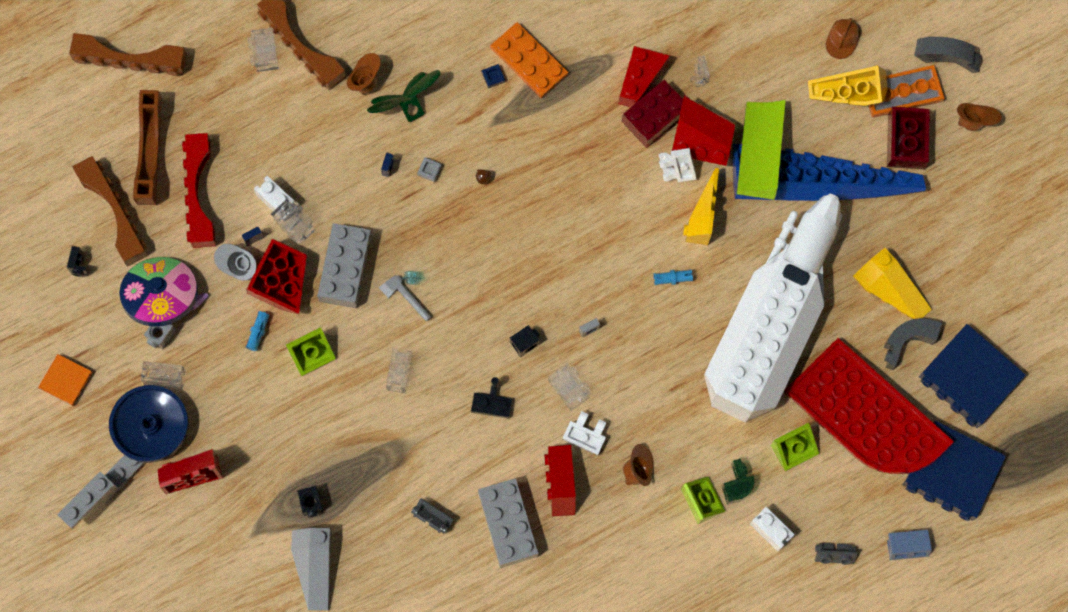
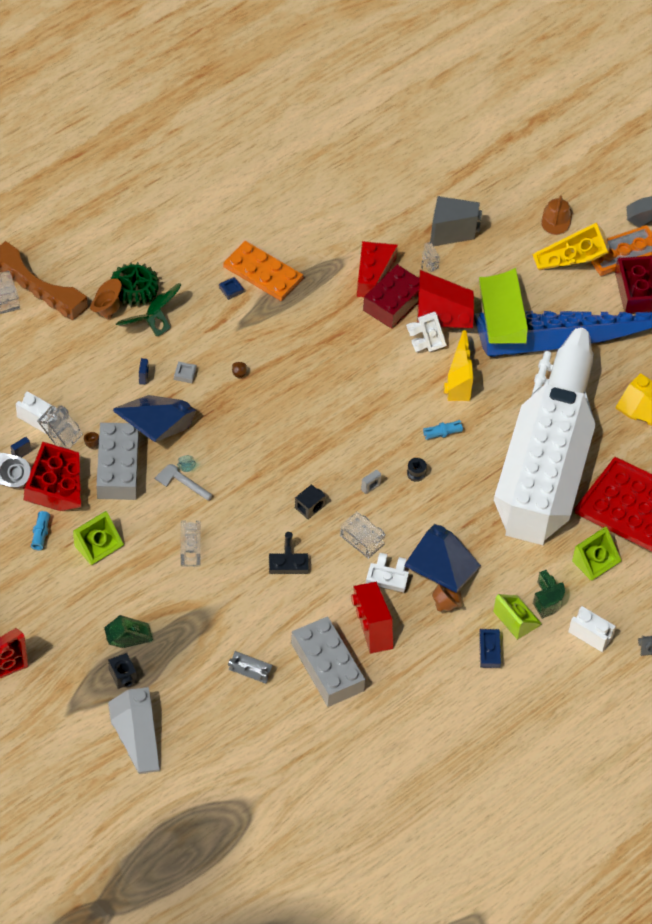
camera: 10 degrees left, 20 degrees down
(322, 460) = (127, 632): none -> clear green slope
(323, 236) = (91, 440): none -> reddish brown hinge
(389, 221) = (157, 416): none -> dark blue slope
(409, 65) = (137, 282): none -> dark green gear
(637, 323) = (416, 474): none -> black wheel
(641, 431) = (443, 559): none -> dark blue slope
(668, 532) = (489, 648): none -> dark blue plate
(734, 33) = (455, 221): none -> dark grey slope

